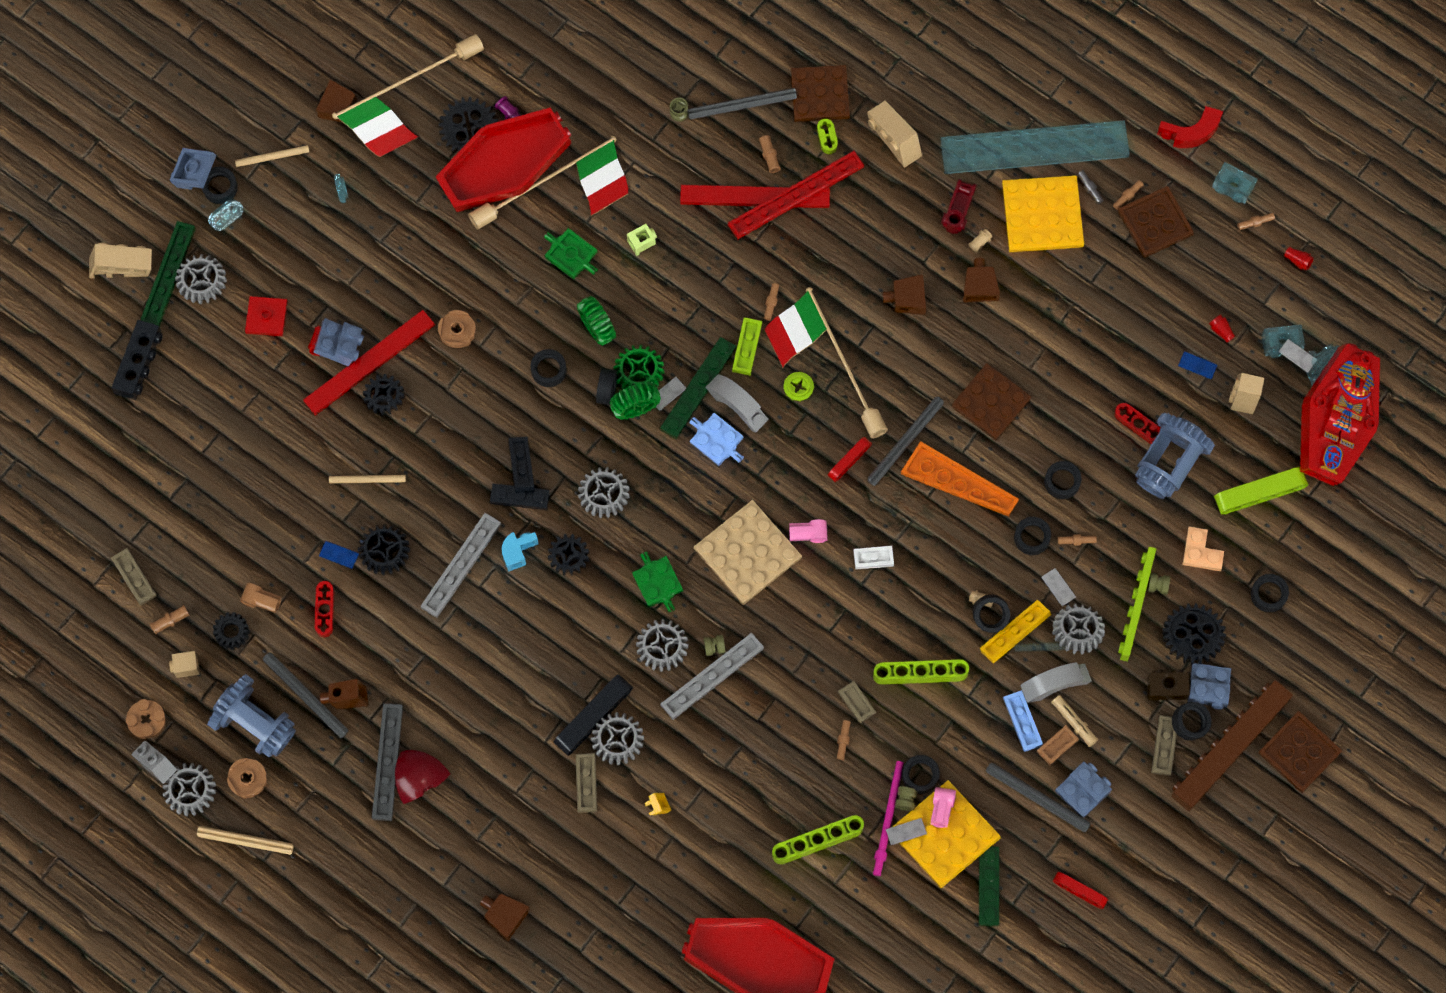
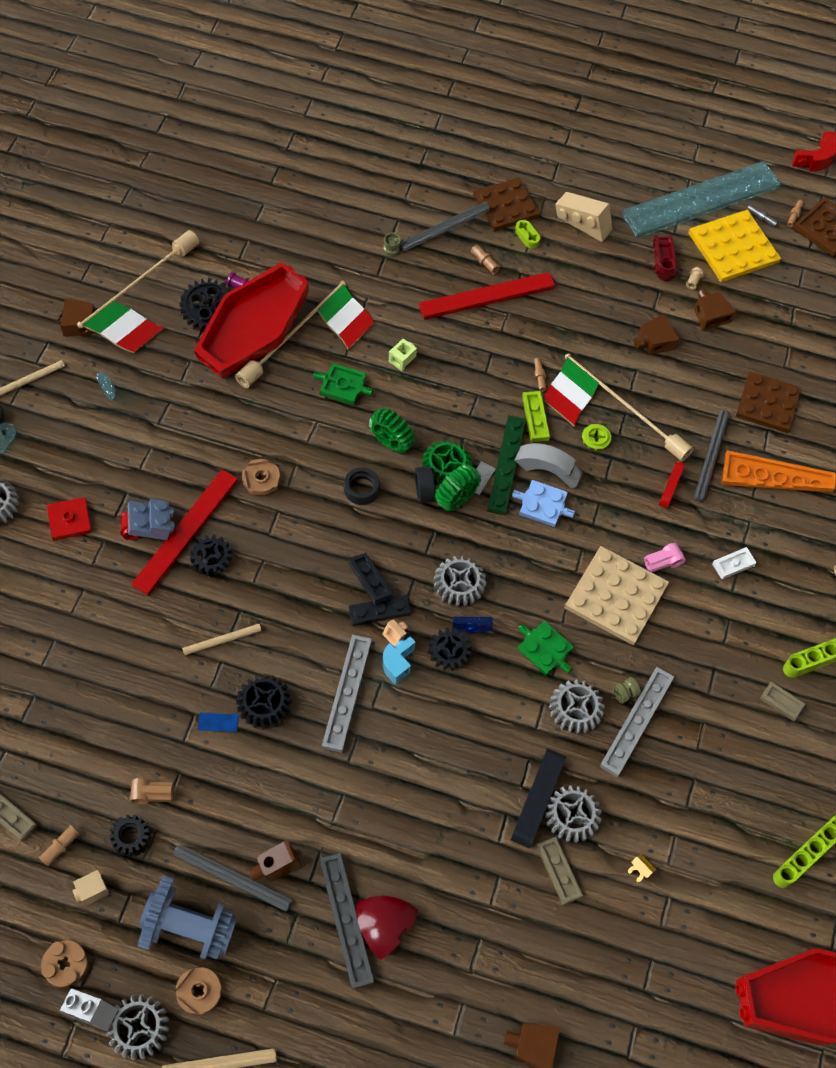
camera: 25 degrees left, 10 degrees down
(329, 622) = (212, 769): red beam -> none
(525, 523) = (395, 632): none -> light nougat tile
(598, 538) = (472, 624): none -> clear blue plate
(795, 195) = (522, 284): red tile -> none
(843, 740) = (788, 741): medium nougat bar -> none

